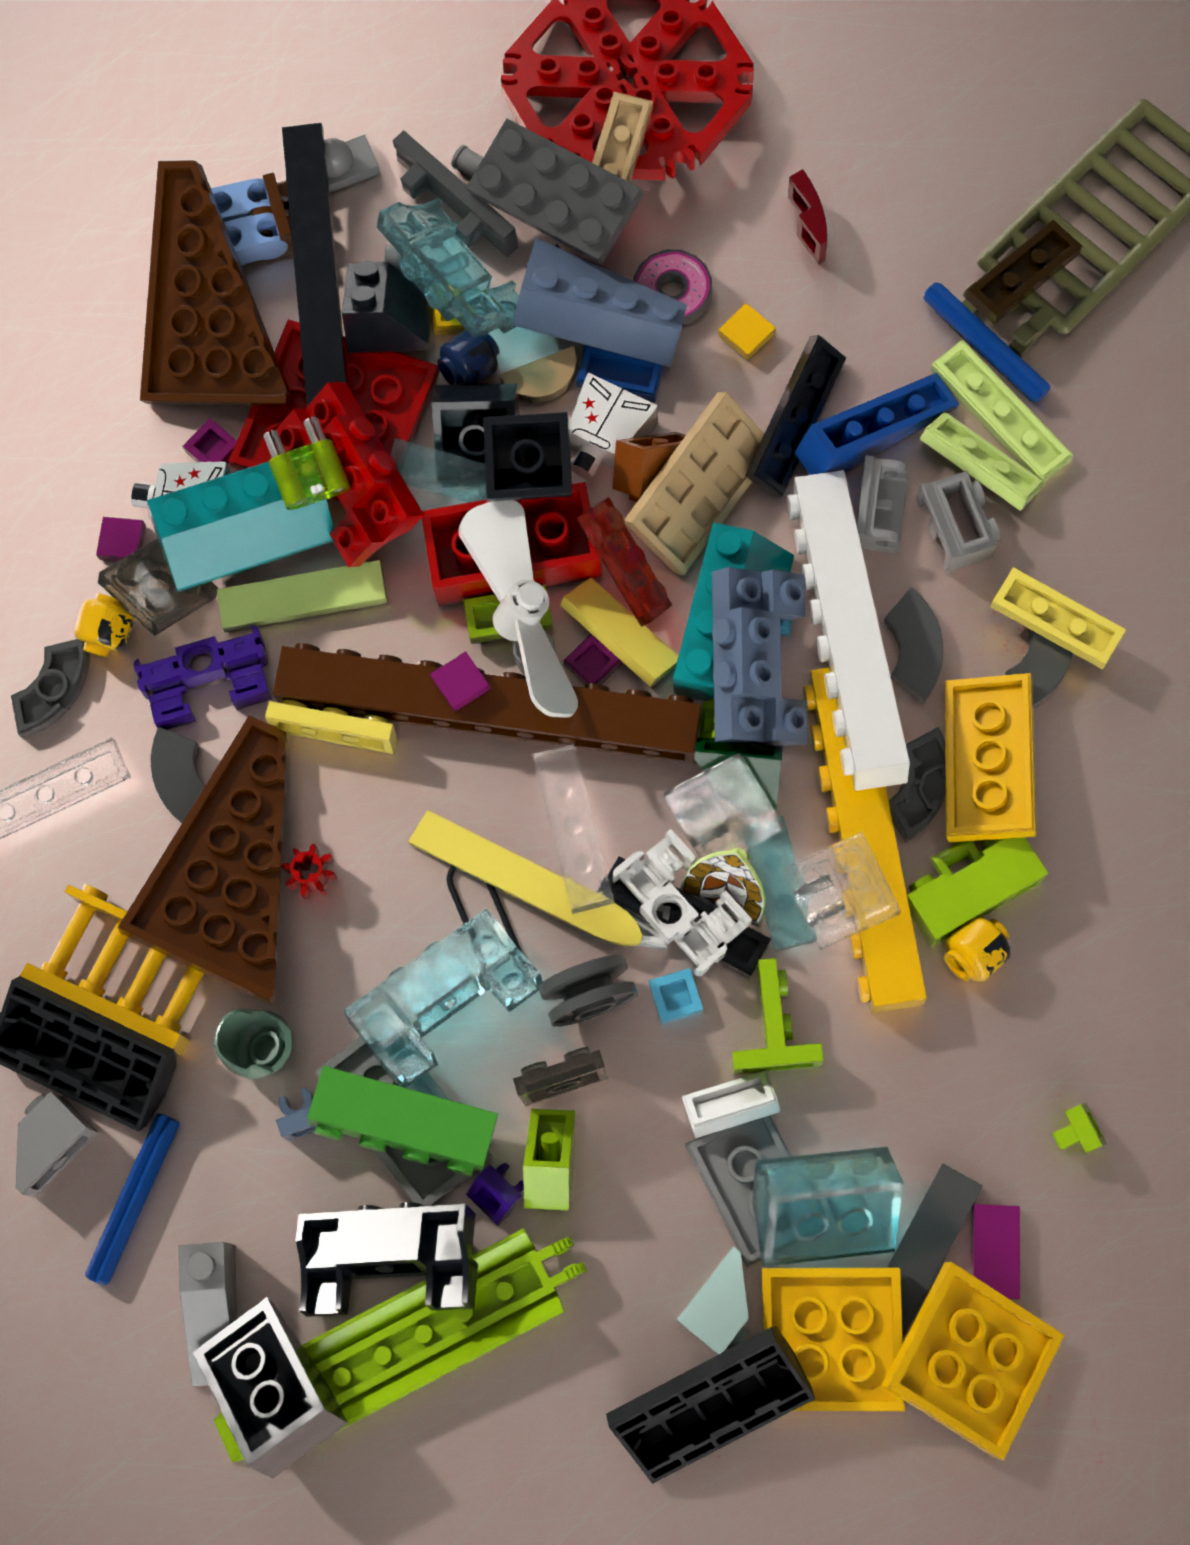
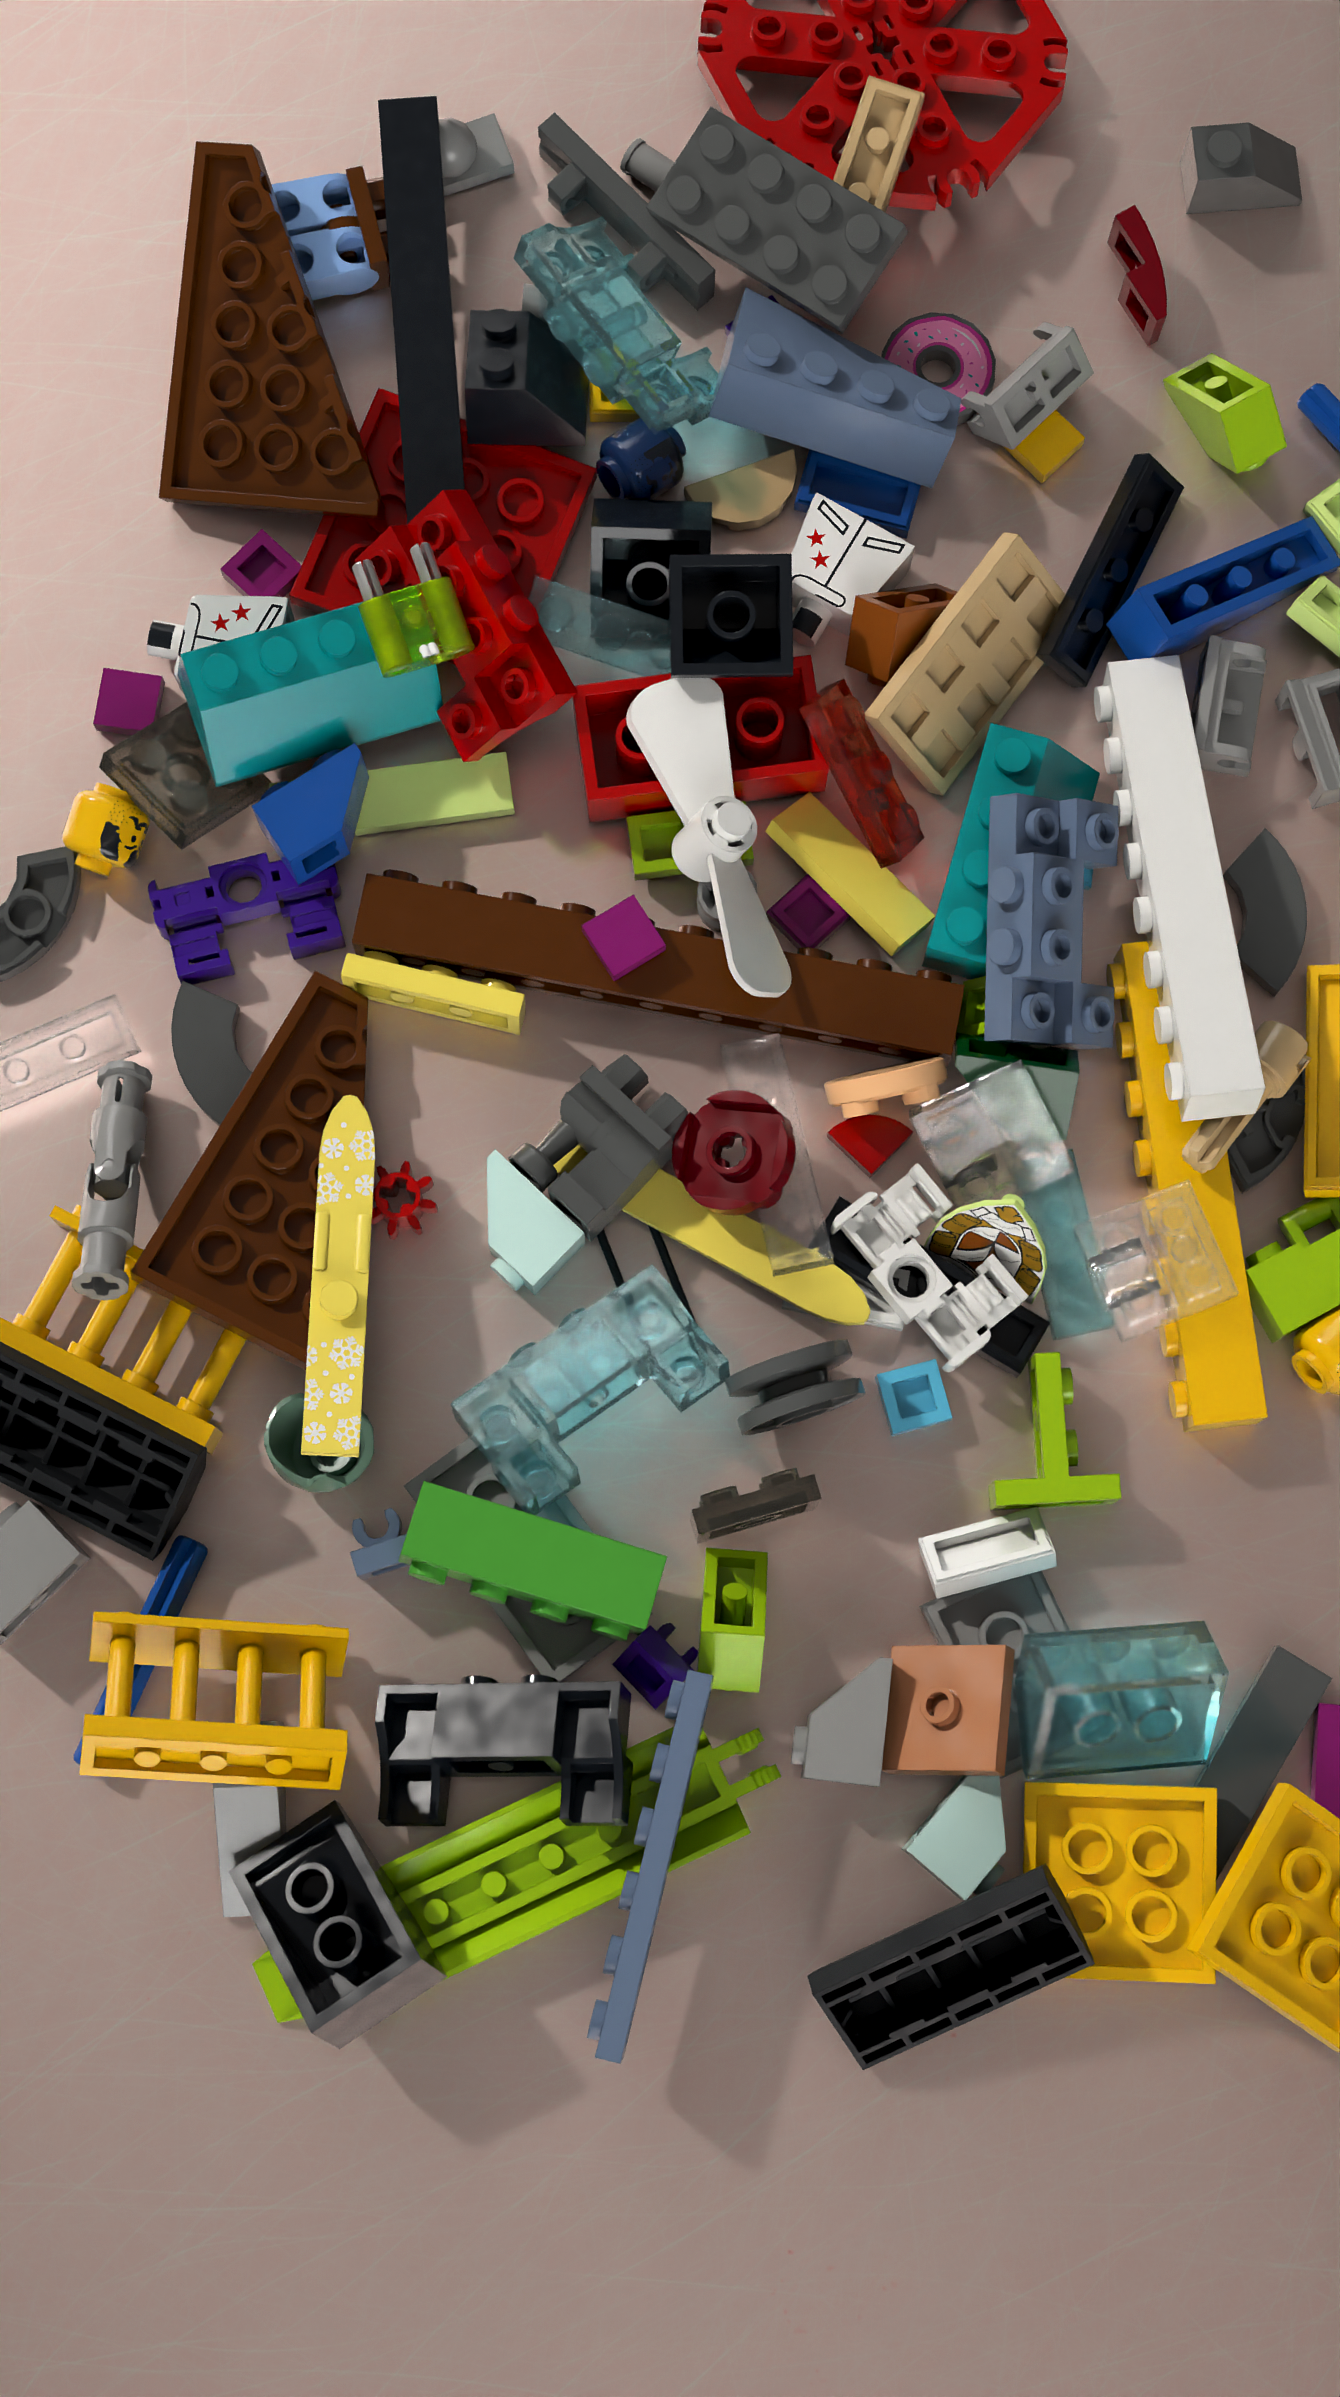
camera: 10 degrees left, 5 degrees up
(112, 841) = (118, 1143): none -> light grey piece
(179, 1263) = (215, 1750): none -> yellow fence
(247, 607) = (316, 814): none -> blue slope
(264, 930) = (339, 1283): none -> light yellow piece
(398, 888) = (525, 1229): none -> light aqua slope
(462, 826) = (620, 1140): none -> dark grey hips
(487, 1355) = (644, 1890): none -> sand blue plate
(563, 834) = (764, 1169): none -> dark red plate
(631, 781) = (913, 1080): none -> light nougat tile
(633, 1235) = (847, 1731): none -> light grey slope
(640, 816) = (869, 1140): none -> red tile
(704, 1218) = (948, 1710): none -> nougat plate
(736, 296) = (1031, 389): none -> light grey hinge
(874, 305) = (1228, 412): none -> lime slope
(875, 142) = (1238, 169): none -> dark grey slope
(923, 748) = (1281, 1061): none -> tan piece

